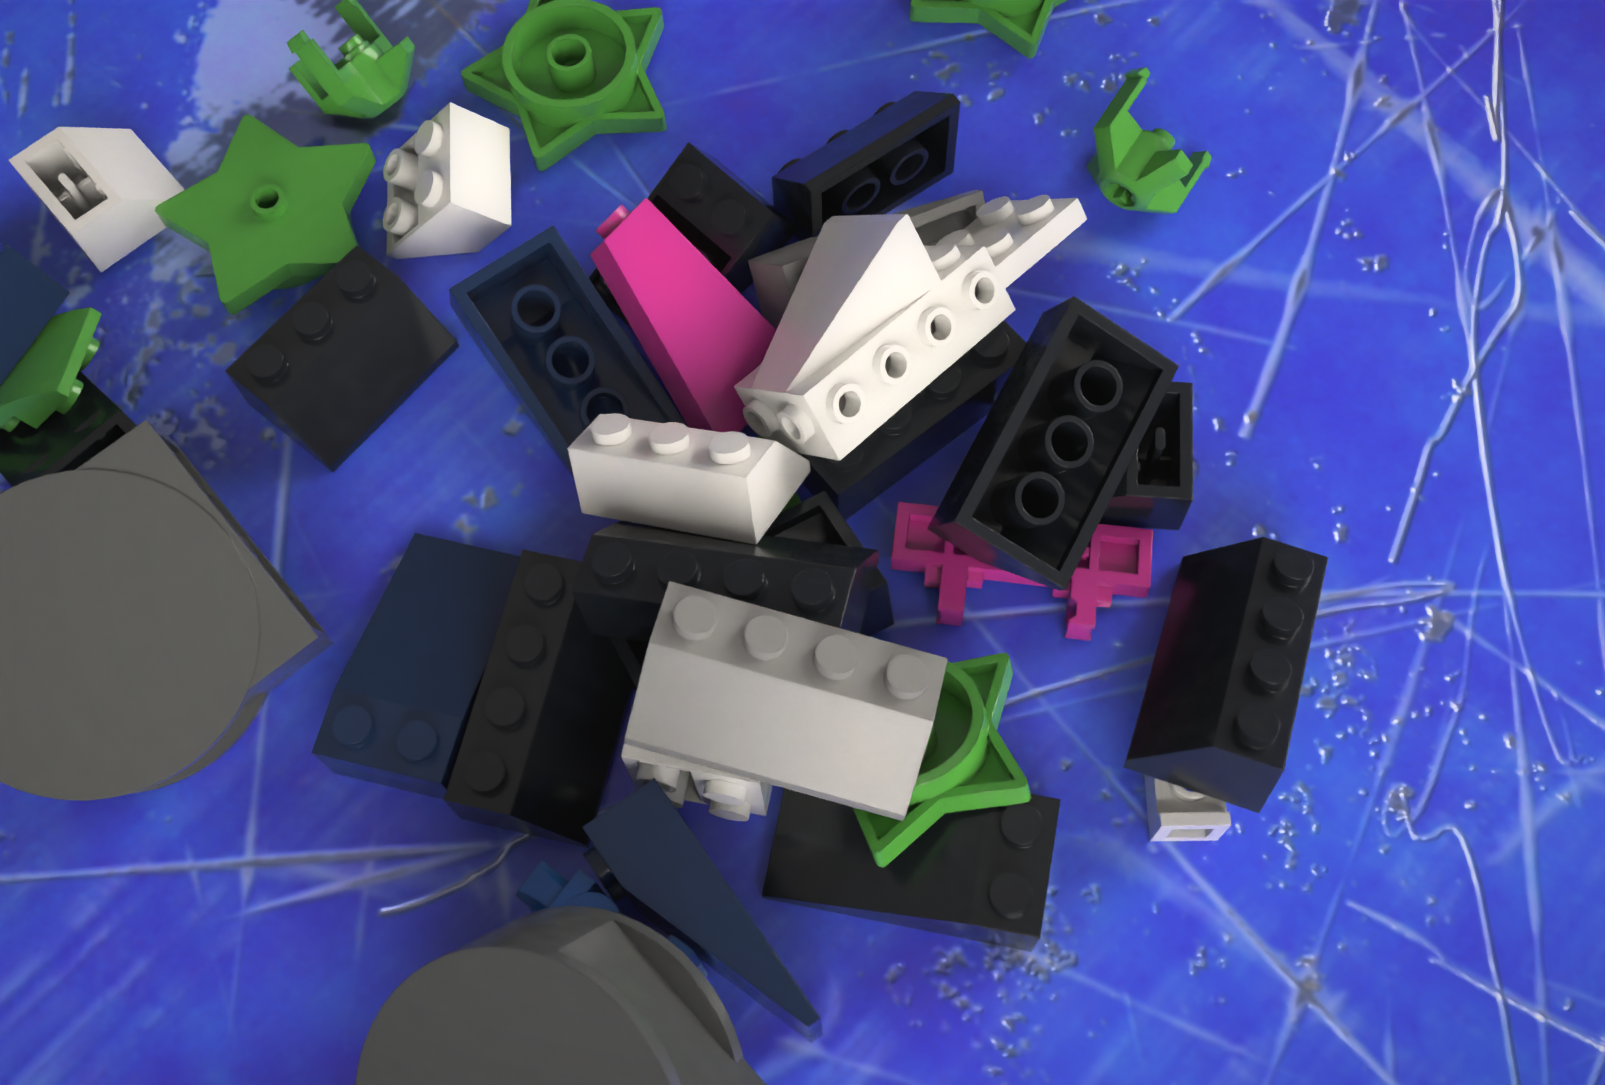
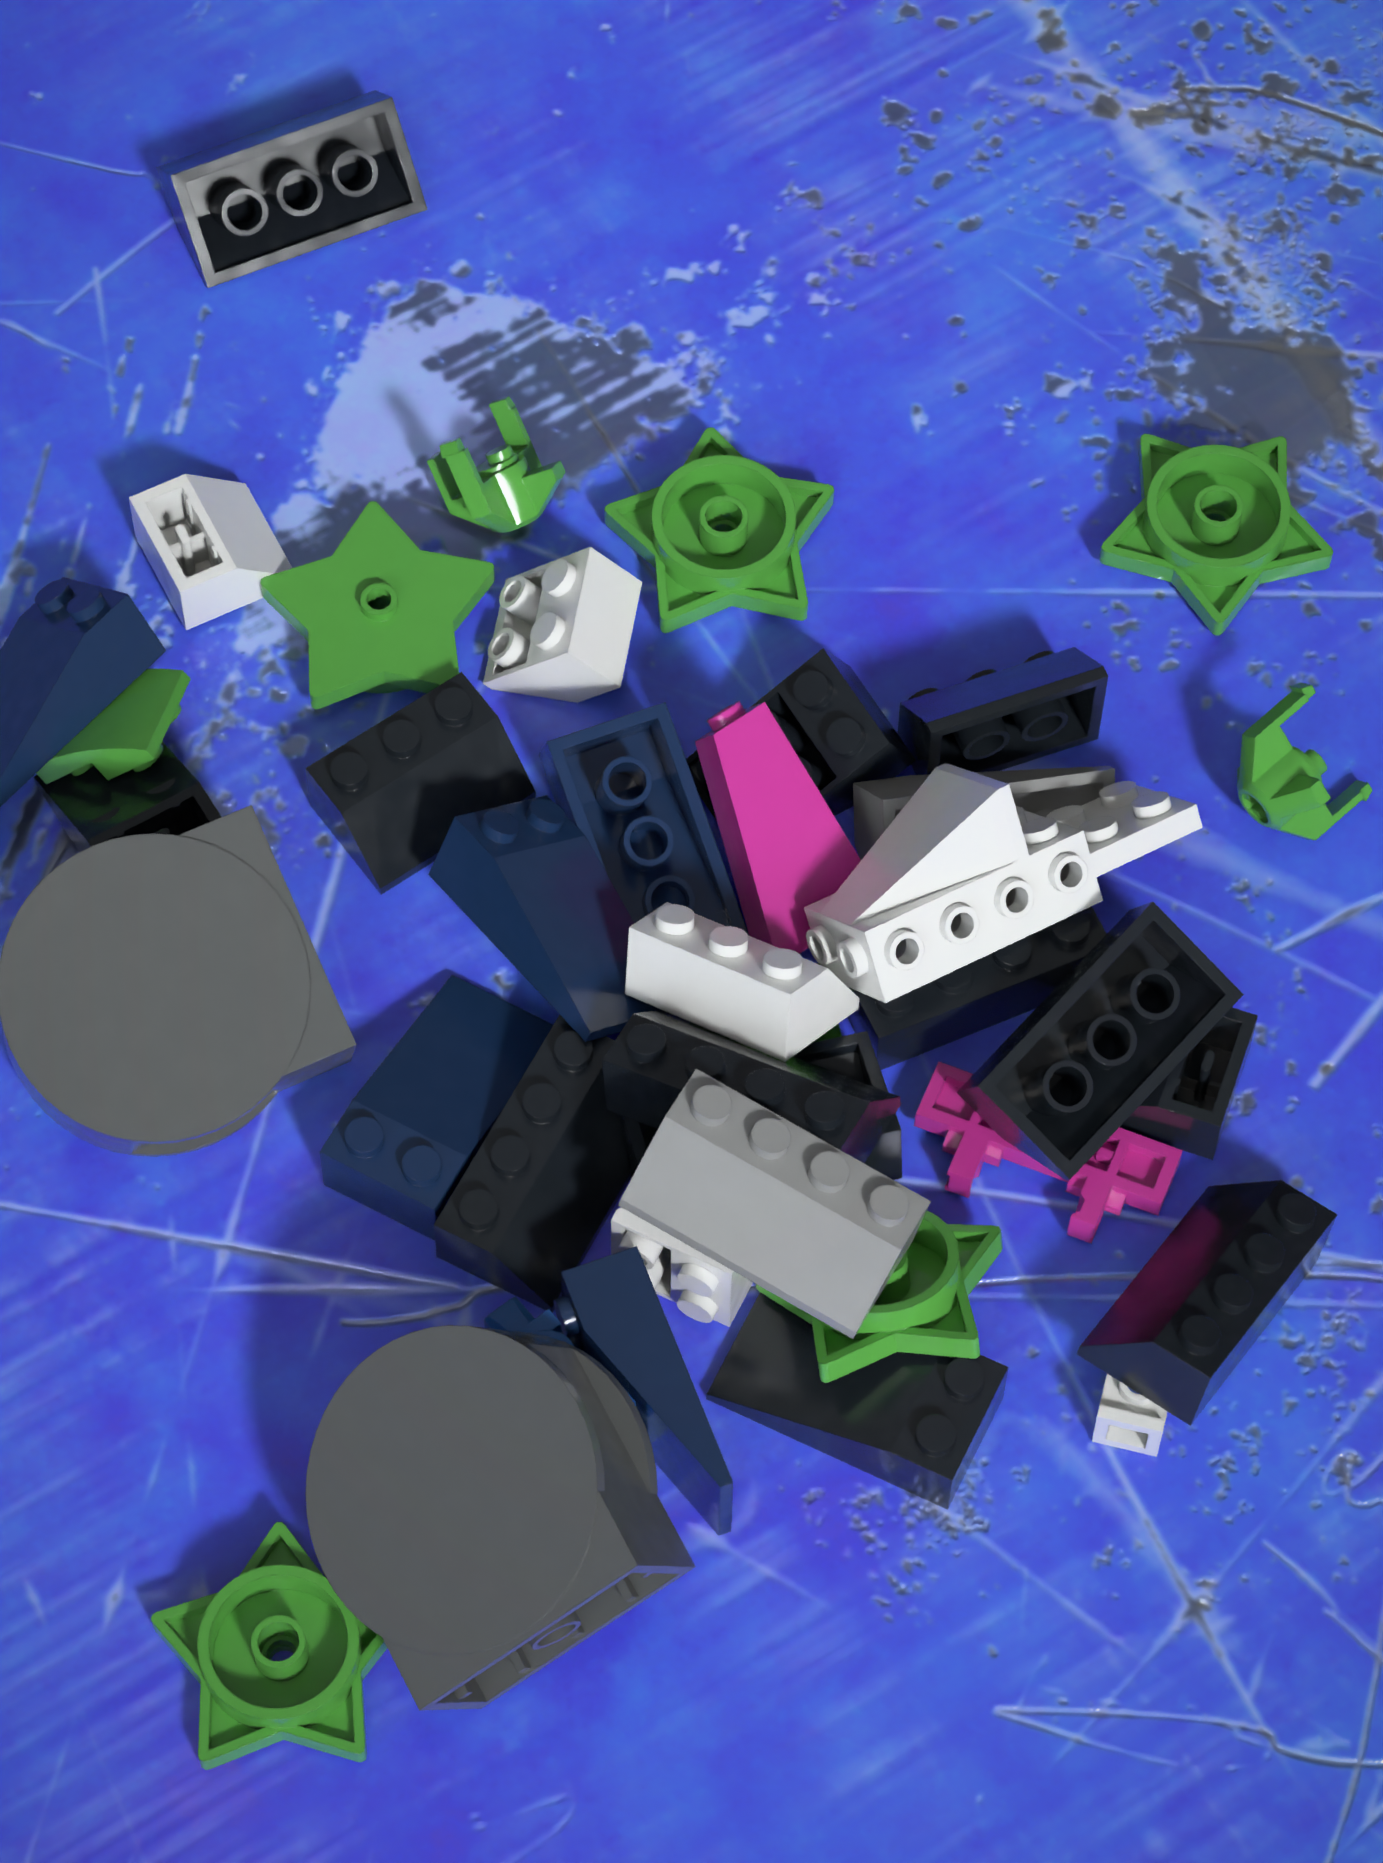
camera: 10 degrees right, 5 degrees down
(485, 448) = (545, 906): none -> dark blue slope

